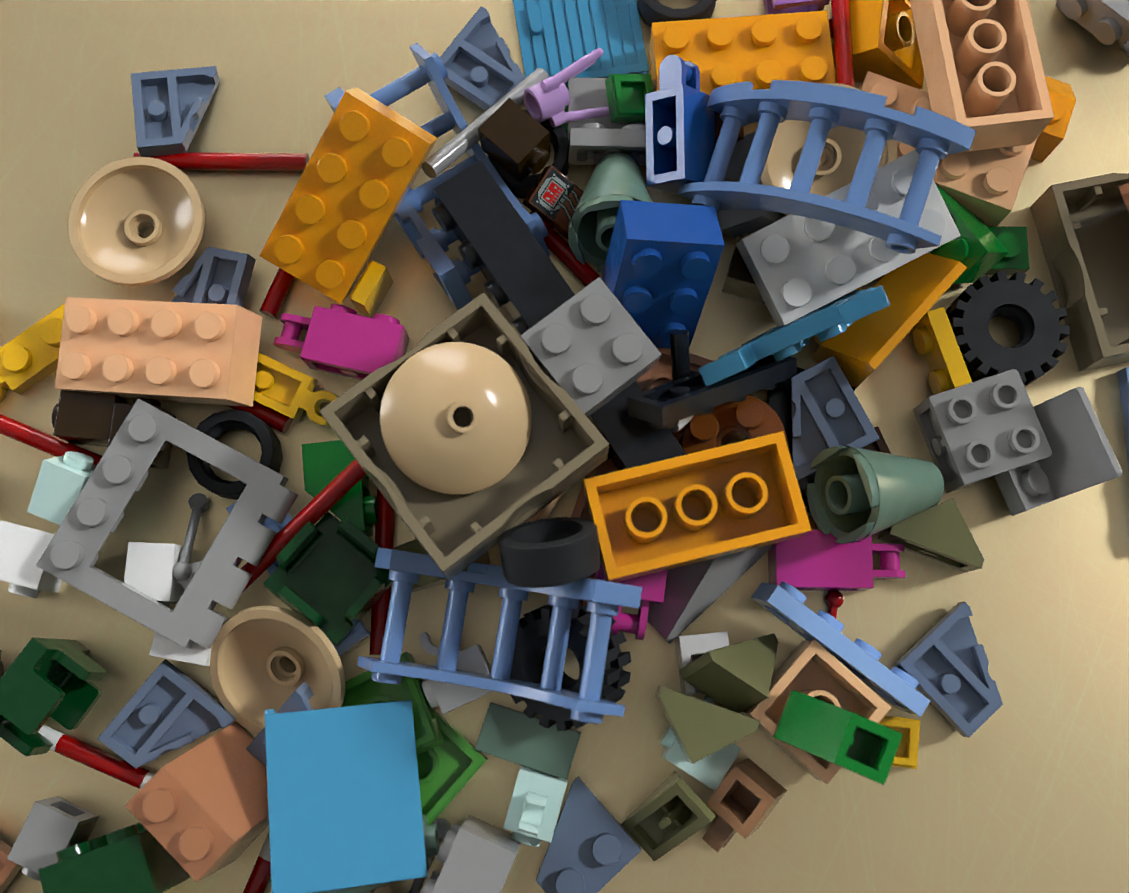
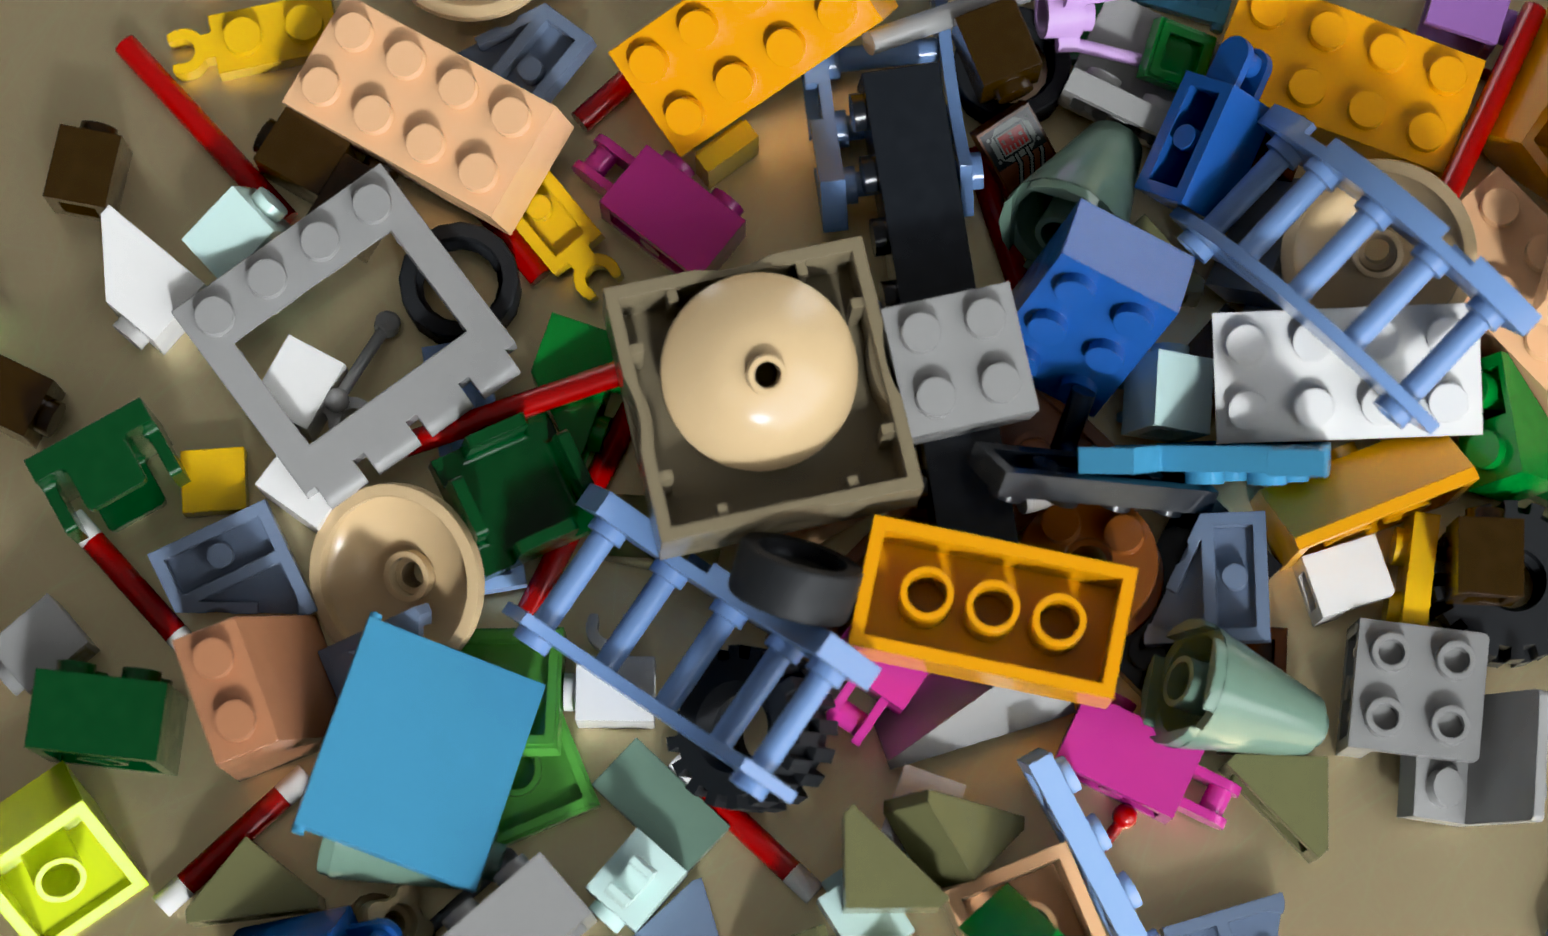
camera: 20 degrees right, 0 degrees up
(126, 663) = (216, 482): none -> yellow tile
(618, 737) = (767, 849): none -> red bar
(733, 311) = (1168, 395): none -> light aqua brick
(899, 378) = (1343, 579): none -> white panel
(992, 319) = (1484, 558): none -> dark brown brick

